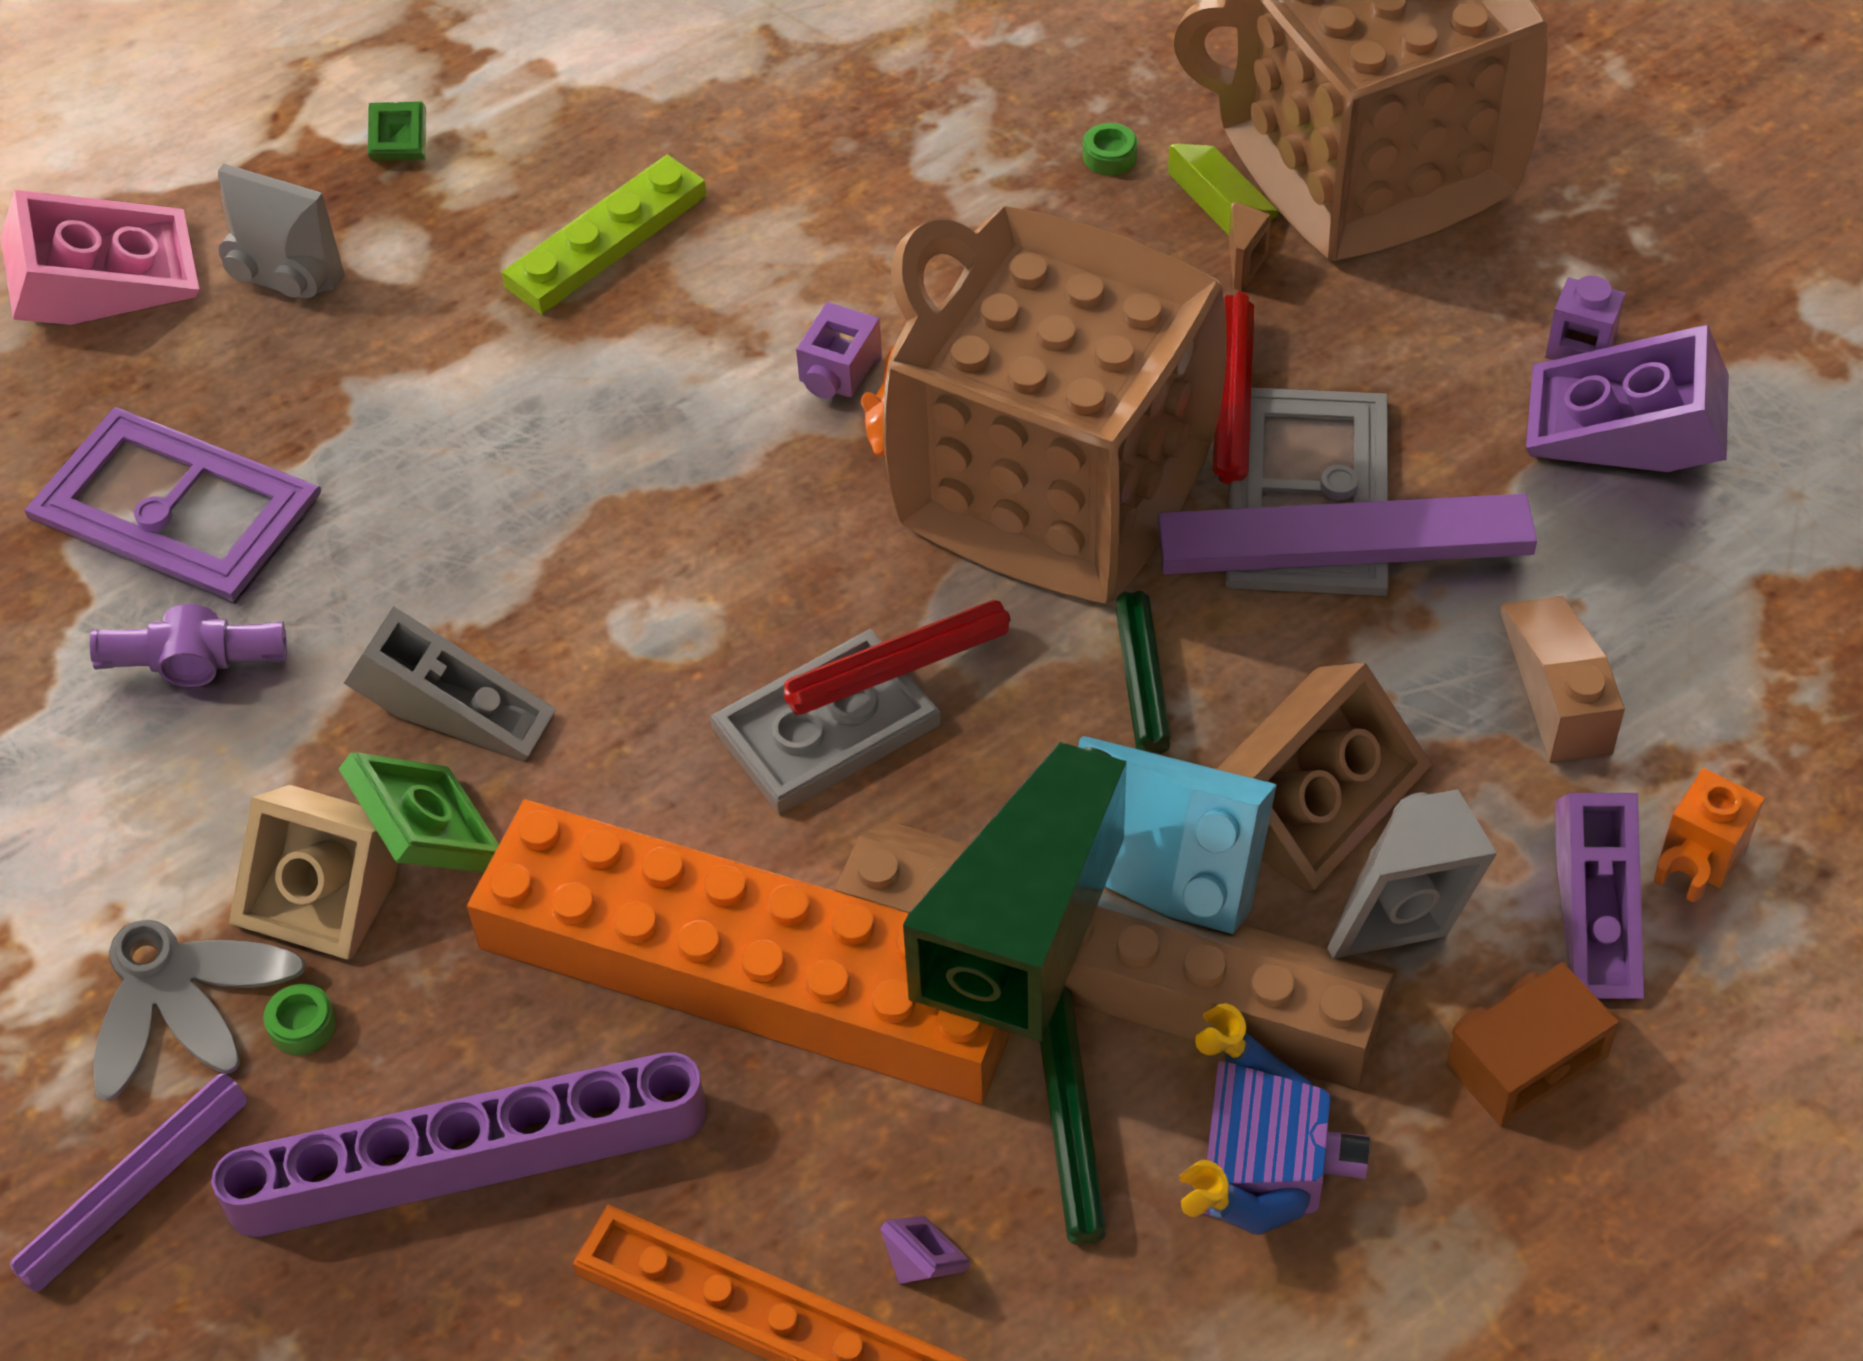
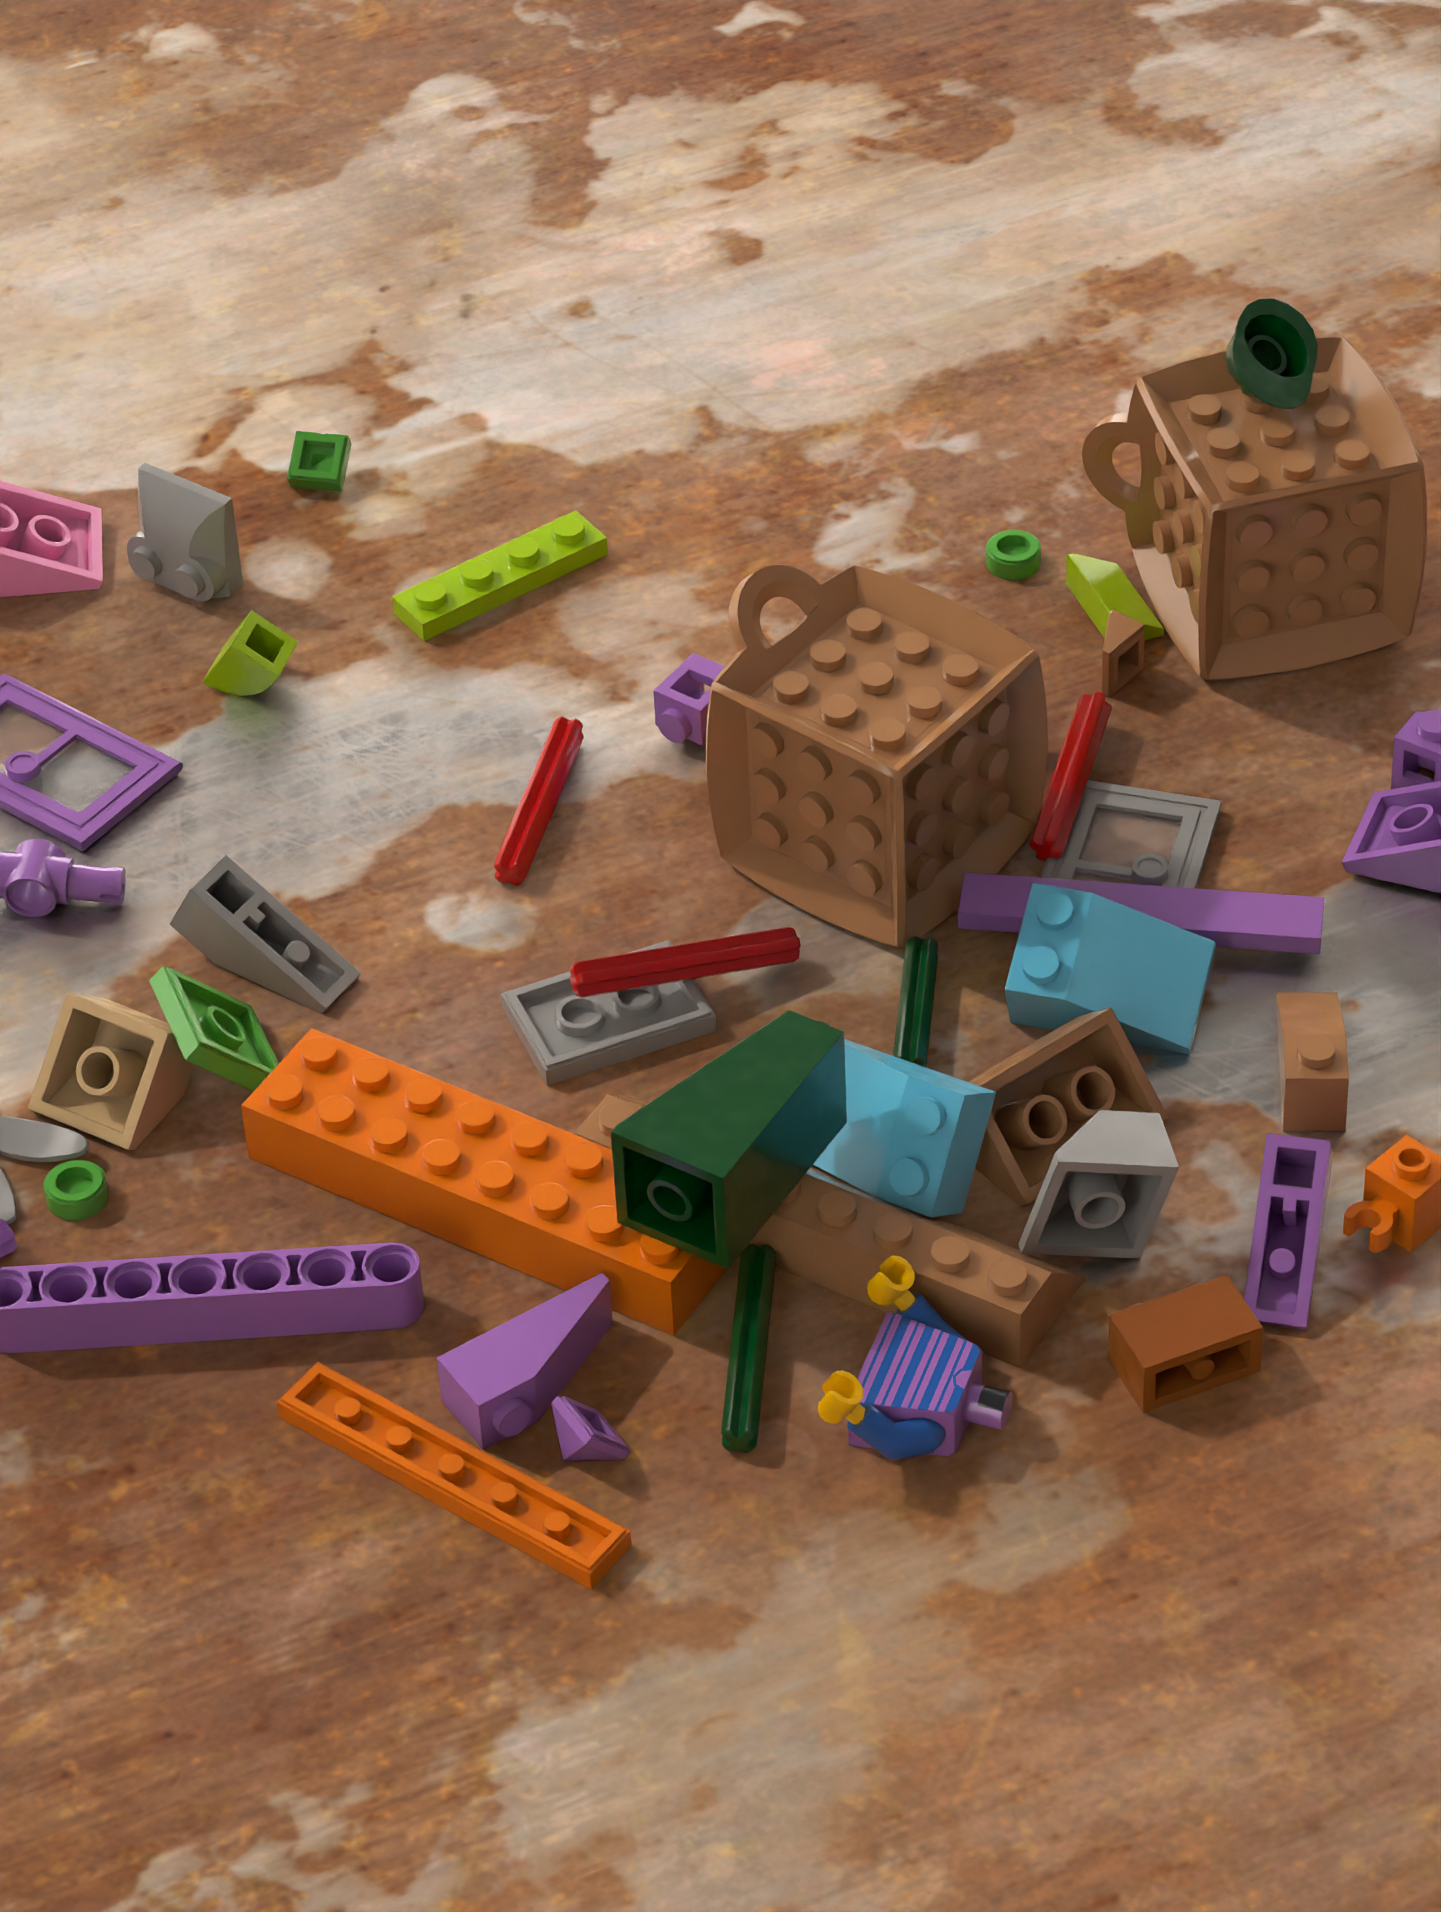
camera: 10 degrees right, 10 degrees down
(370, 359) = (251, 658): none -> lime brick
(699, 484) = (538, 801): none -> red axle
(825, 1189) = (518, 1368): none -> medium lavender slope
(1336, 604) = (1096, 954): none -> medium azure slope

